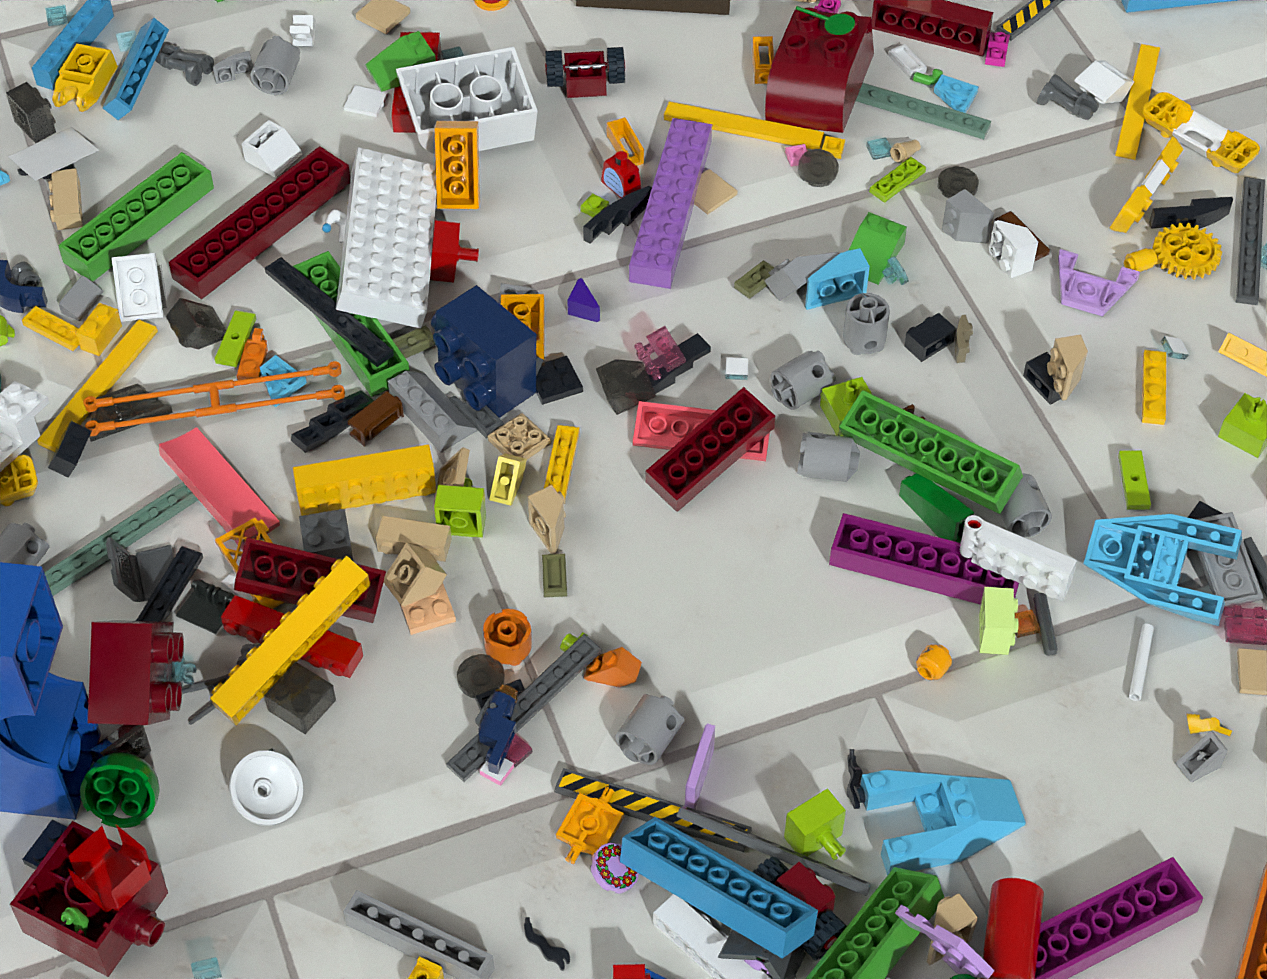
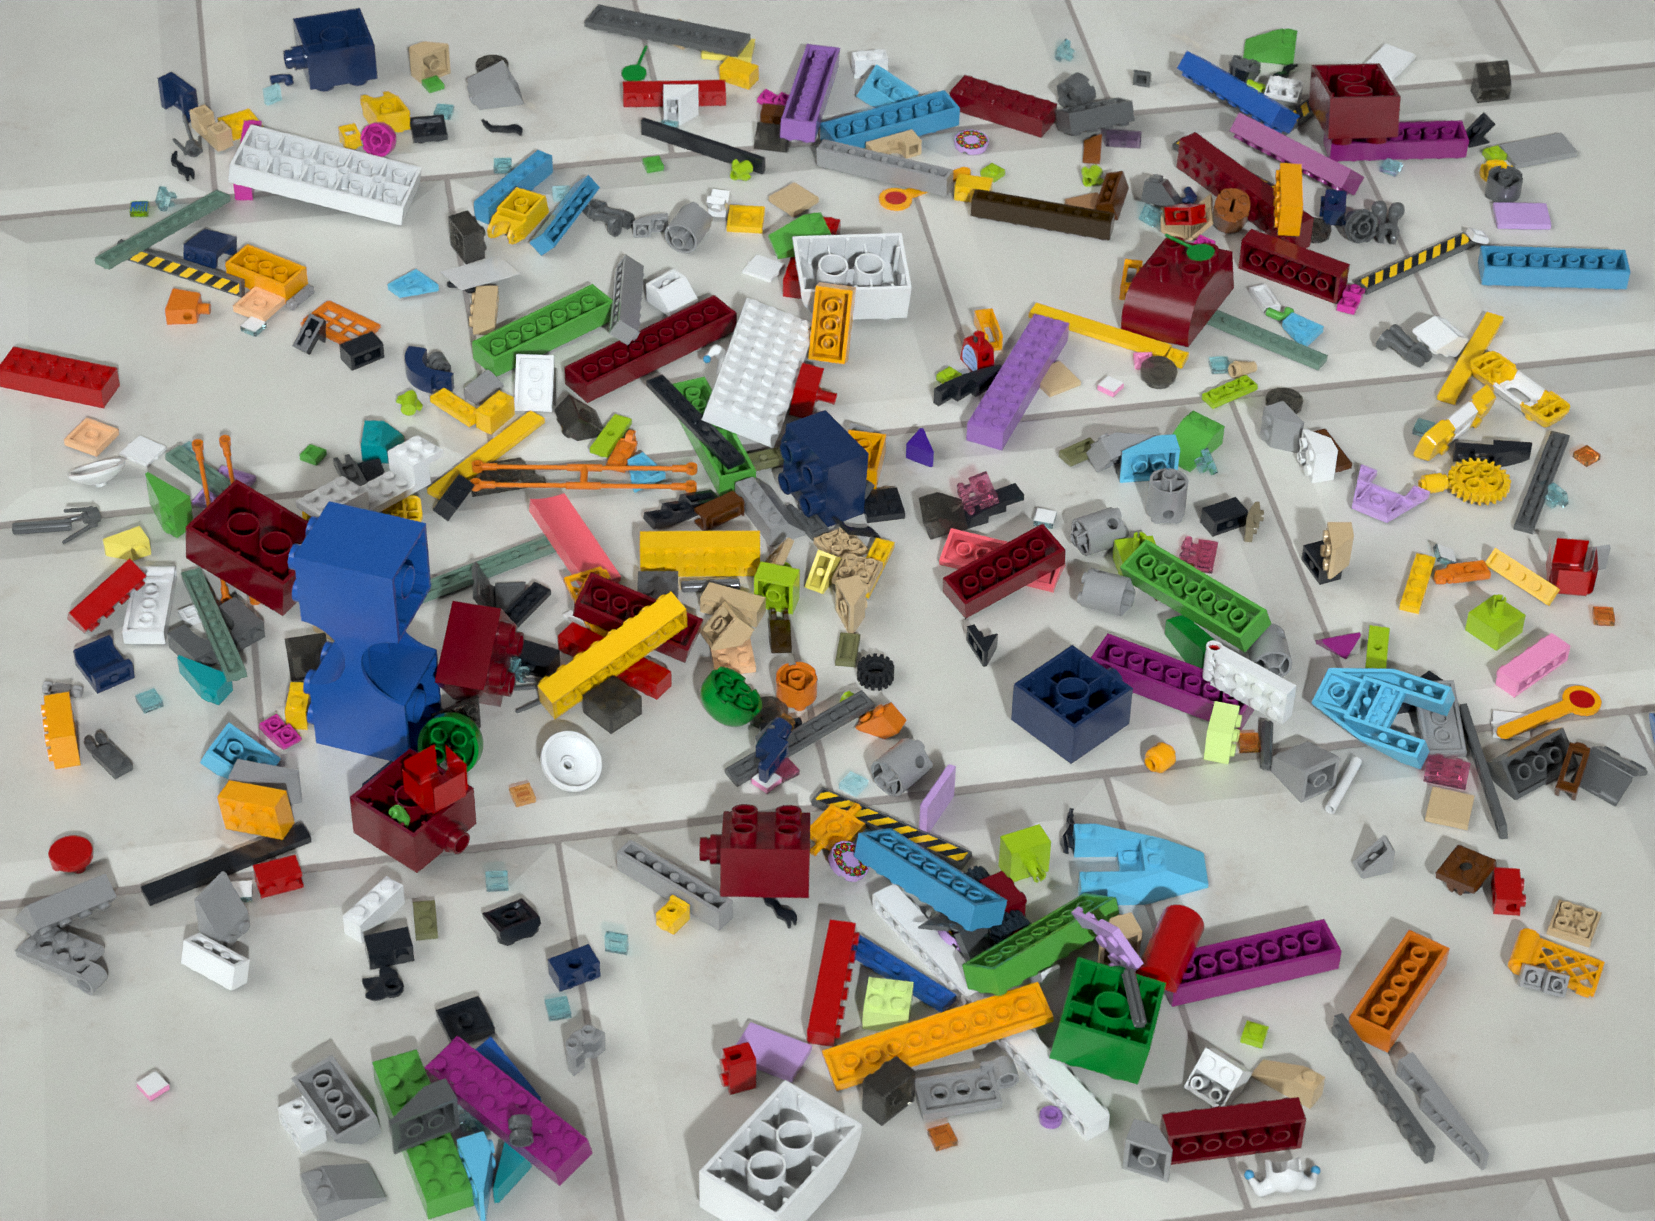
camera: 10 degrees right, 10 degrees down
(205, 606) = (546, 627): pearl dark grey hinge -> none
(205, 649) = (539, 658): none -> black brick
(216, 839) = (522, 795): none -> clear orange tile
(224, 168) = (626, 300): none -> light grey brick
(335, 43) = (745, 219): none -> yellow tile
(375, 517) = (700, 585): none -> dark grey axle
(435, 669) = (729, 698): none -> green cylinder
(474, 566) = (780, 633): none -> dark brown hinge
(516, 887) = (761, 852): none -> dark red brick
(545, 419) = (867, 531): none -> black hair
(546, 470) = (853, 565): none -> tan tile
(585, 71) = (964, 267): brick -> none
(596, 612) = (875, 680): none -> black tyre
(597, 756) = (853, 784): none -> clear light blue tile
(704, 548) = (981, 646): none -> black slope
(770, 191) = (1110, 386): none -> white tile
(773, 849) = (975, 861): dark grey tile -> none
(826, 615) = (1072, 703): none -> dark blue brick
(919, 386) = (1204, 553): none -> clear pink plate
(1092, 478) = (1341, 644): none -> magenta slope
(1098, 651) = (1306, 770): none -> light grey slope
(1111, 193) = (1422, 427): none -> clear light blue tile
(1199, 367) = (1462, 572): none -> orange hinge
(1199, 725) = (1376, 831): yellow helmet -> none

